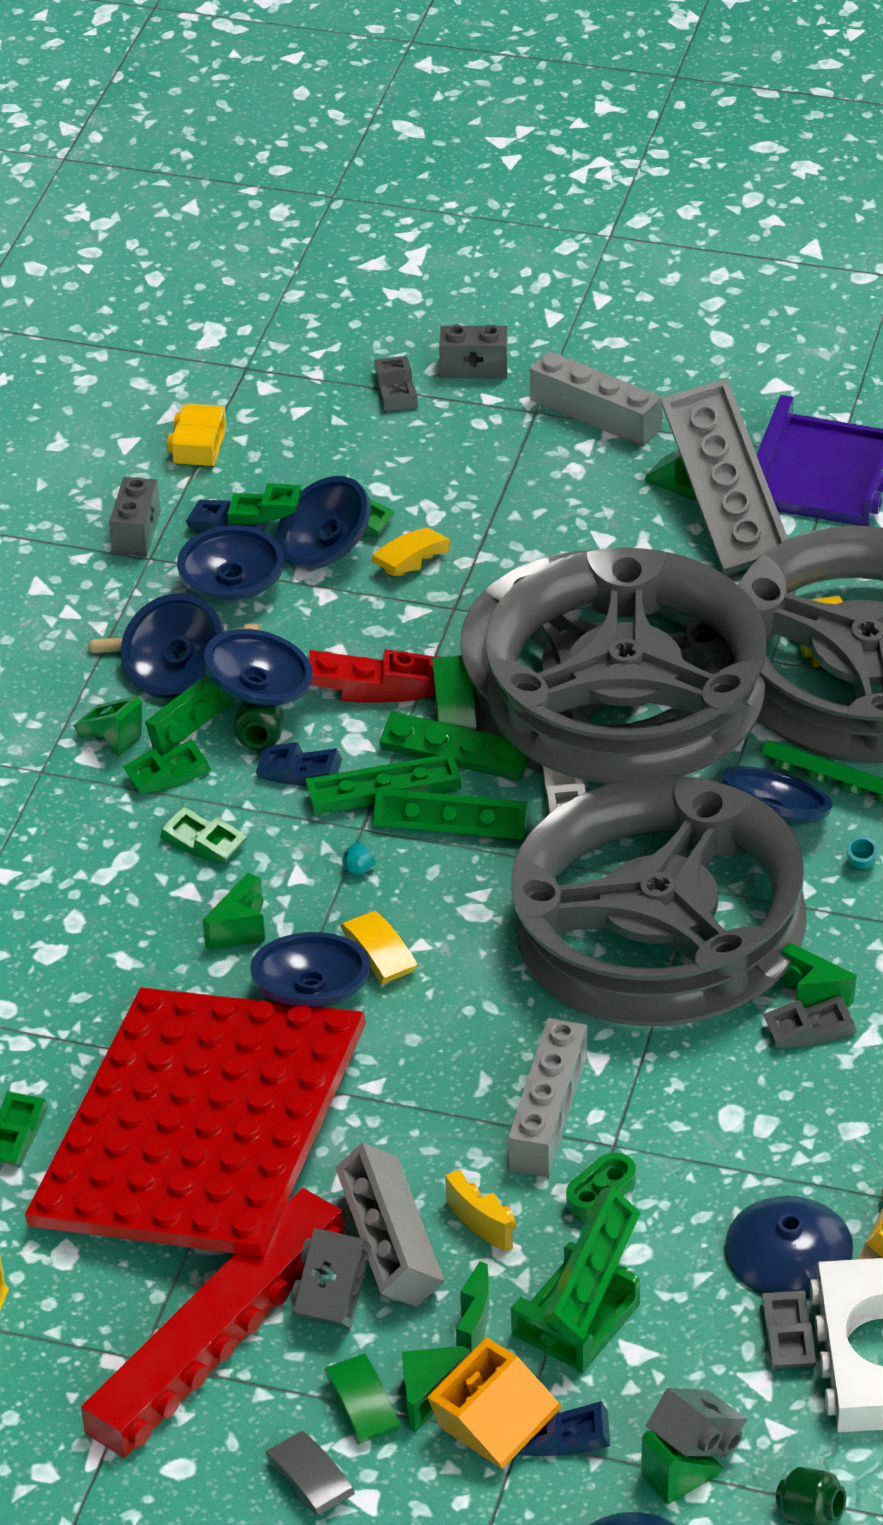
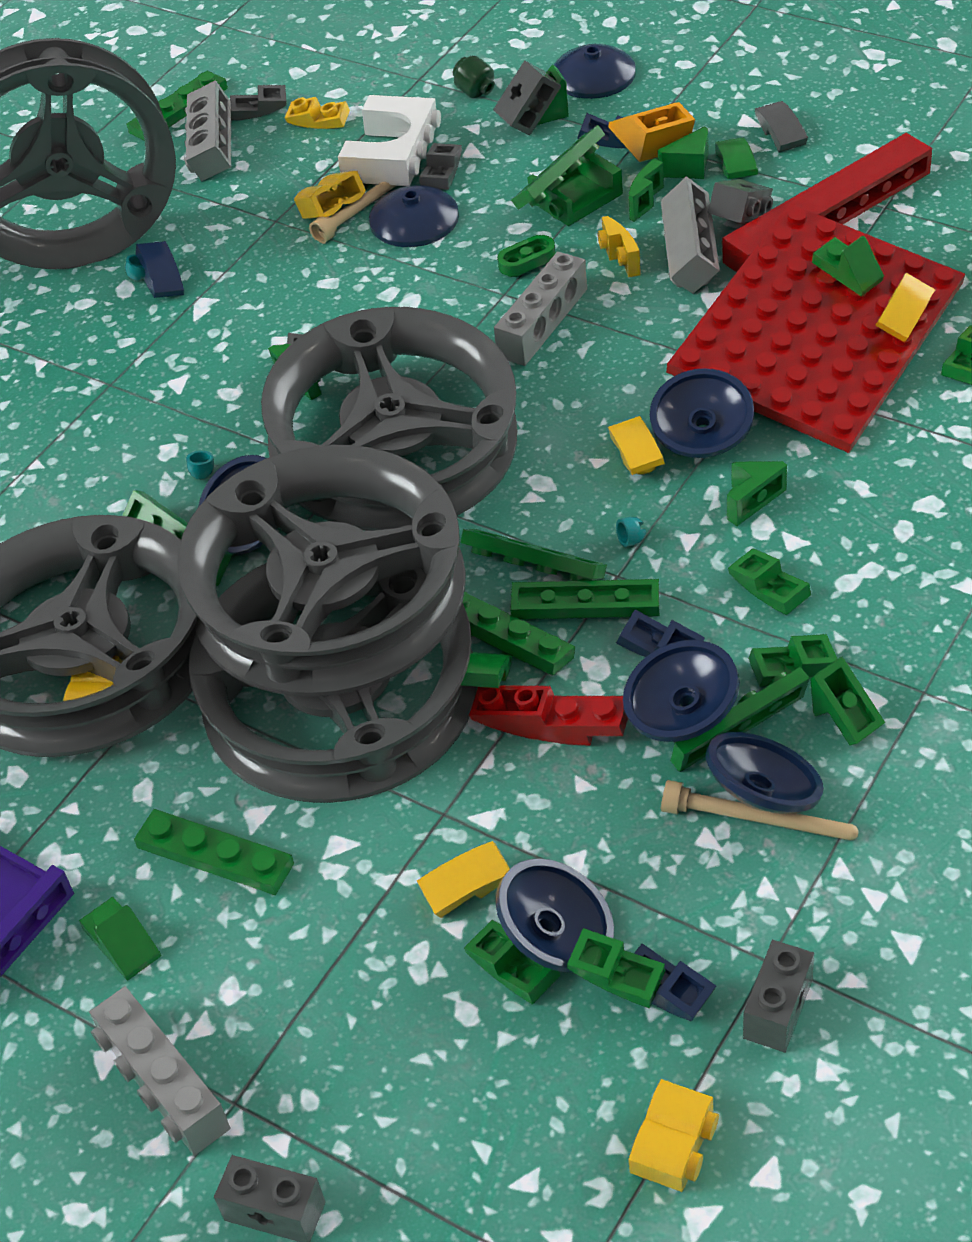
camera: 160 degrees left, 5 degrees up
(90, 1114) = (905, 307): none -> yellow slope
(169, 1157) = (850, 265): none -> green slope
(230, 562) = (674, 860): dark blue dish -> none
(395, 383) = (388, 1188): dark grey slope -> none
(687, 543) = (214, 851): none -> green plate
(724, 474) = (85, 867): light grey plate -> none

